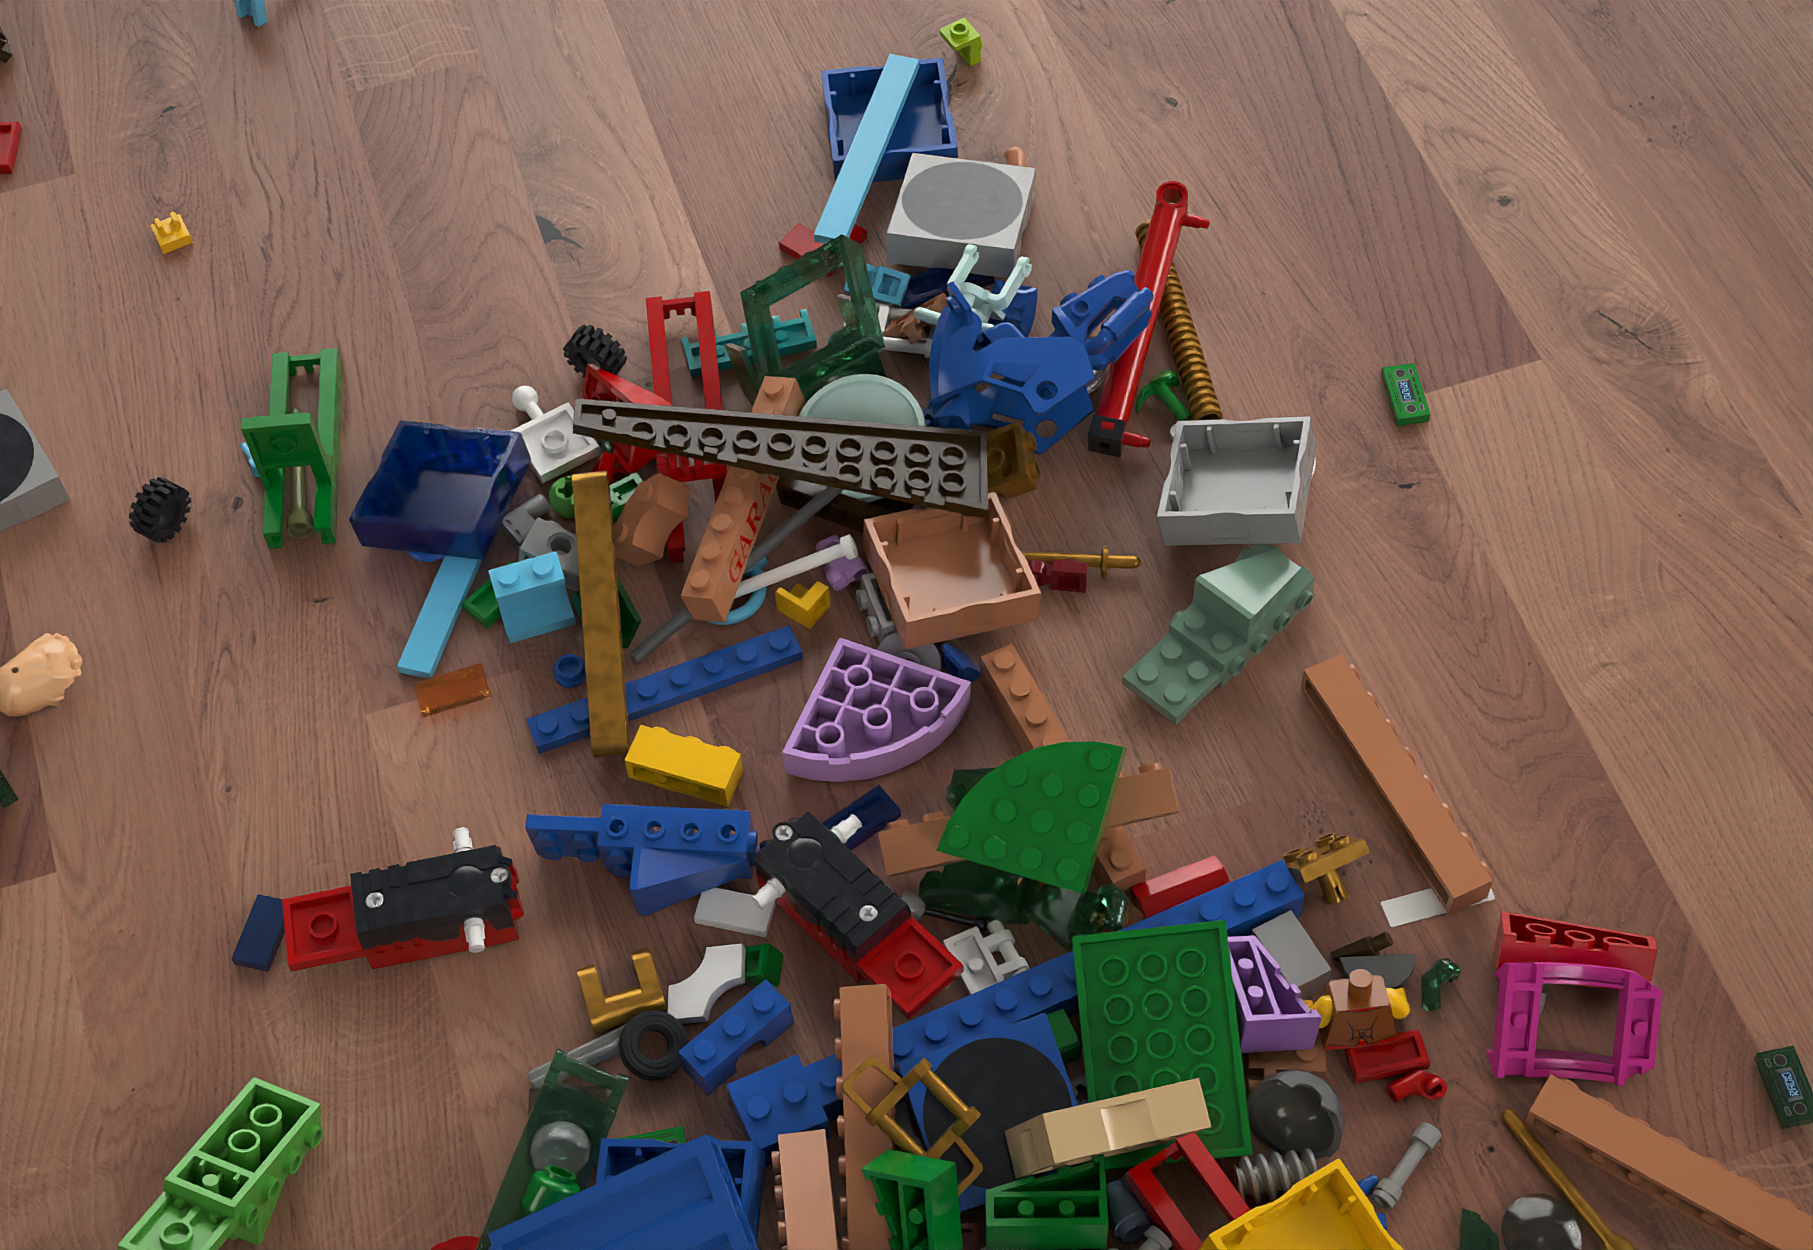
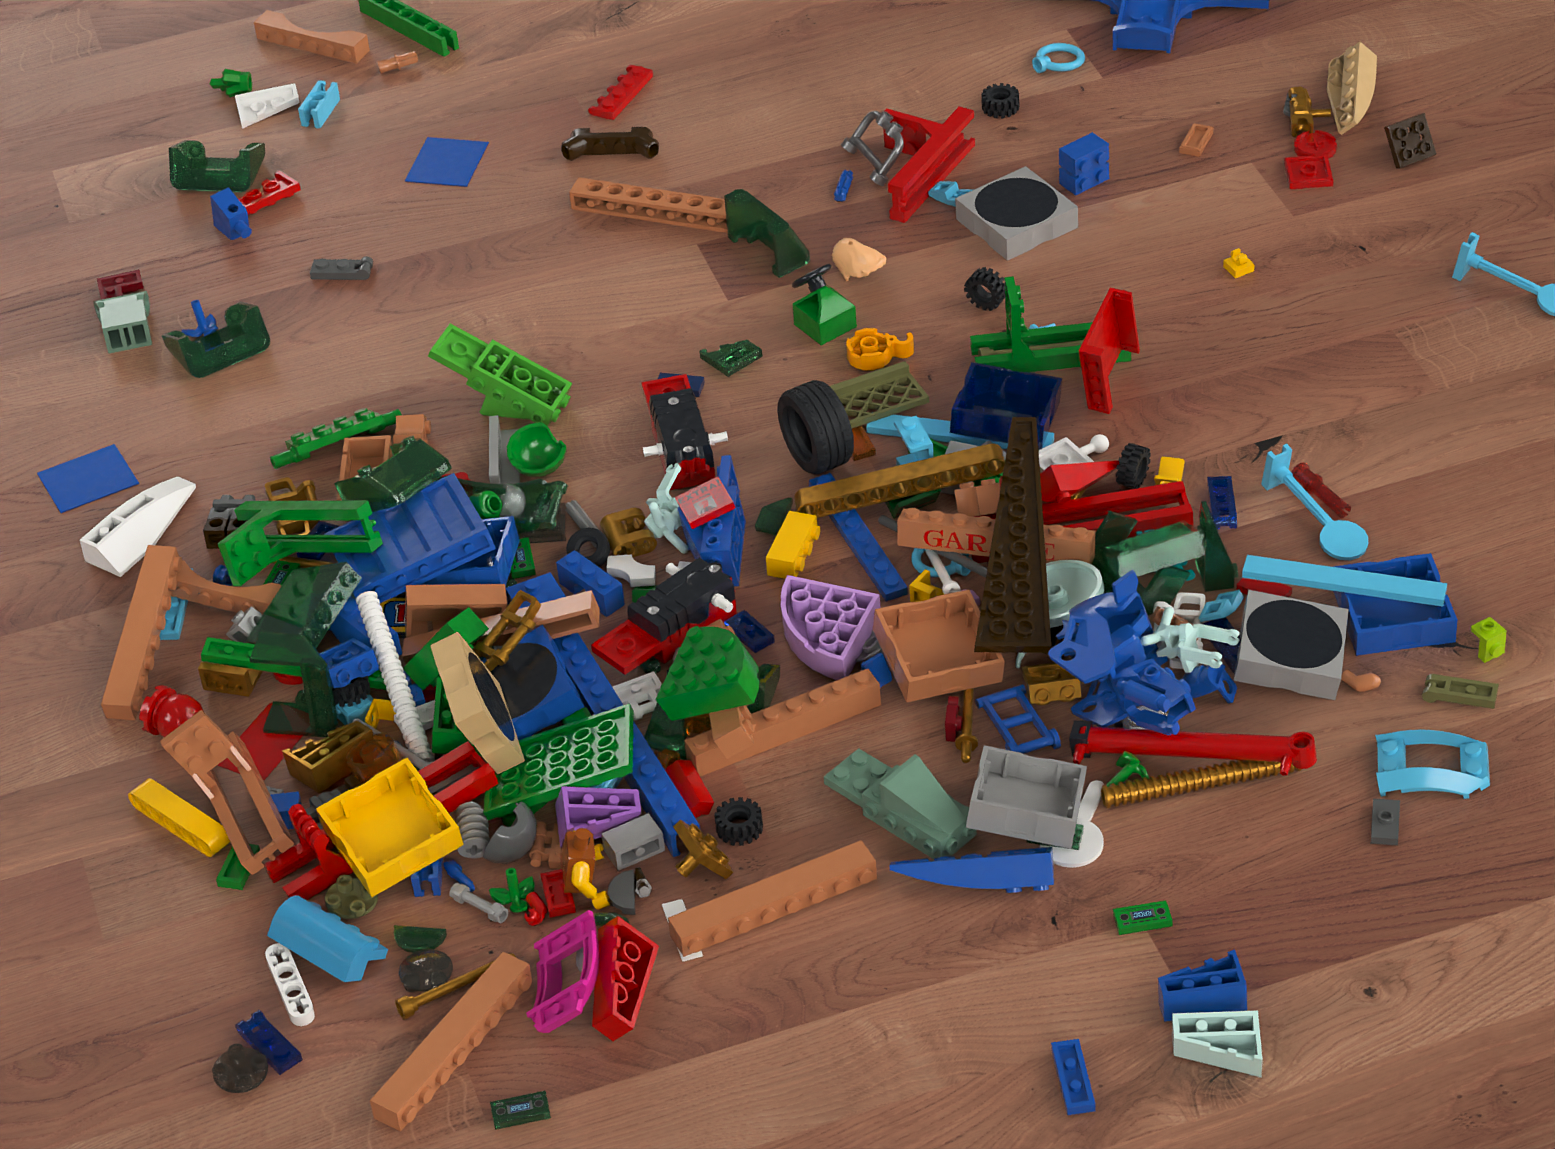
camera: 90 degrees right, 15 degrees down
(146, 718) = (824, 311): none -> green piece
(217, 856) = (732, 356): none -> clear green wing
(255, 661) = (875, 350): none -> light orange piece
(346, 676) = (873, 386): none -> olive fence
(390, 350) = (1110, 333): none -> red panel
(392, 1195) = (500, 468): none -> light grey panel
(416, 1126) = (535, 450): none -> green cylinder
(469, 708) = (815, 427): none -> black tyre
(594, 919) = (664, 511): none -> light aqua piece
(608, 788) = (773, 516): none -> clear green slope
(609, 323) = (1169, 470): none -> yellow bracket
(645, 841) = (705, 502): none -> tile
(650, 182) = (1314, 484): none -> clear red pin
(668, 275) = (1222, 501): none -> clear blue plate
(748, 164) = (1338, 538): none -> medium azure piece
(793, 243) = (1216, 566): none -> clear green wedge
(1038, 79) = (1460, 691): none -> olive plate
(1097, 470) = (1048, 738): none -> blue piece
(1152, 147) = (1394, 775): none -> medium azure wedge
(1246, 164) = (1385, 822): none -> dark grey plate
(1246, 845) = (742, 831): none -> black tyre
(1341, 544) = (997, 871): none -> blue wedge
(1390, 1112) = (515, 893): none -> green plant
(1533, 329) = (1209, 988): none -> blue wedge
(1611, 319) = (1219, 1039): none -> light aqua wedge
(1670, 467) = (1073, 1077): none -> blue plate

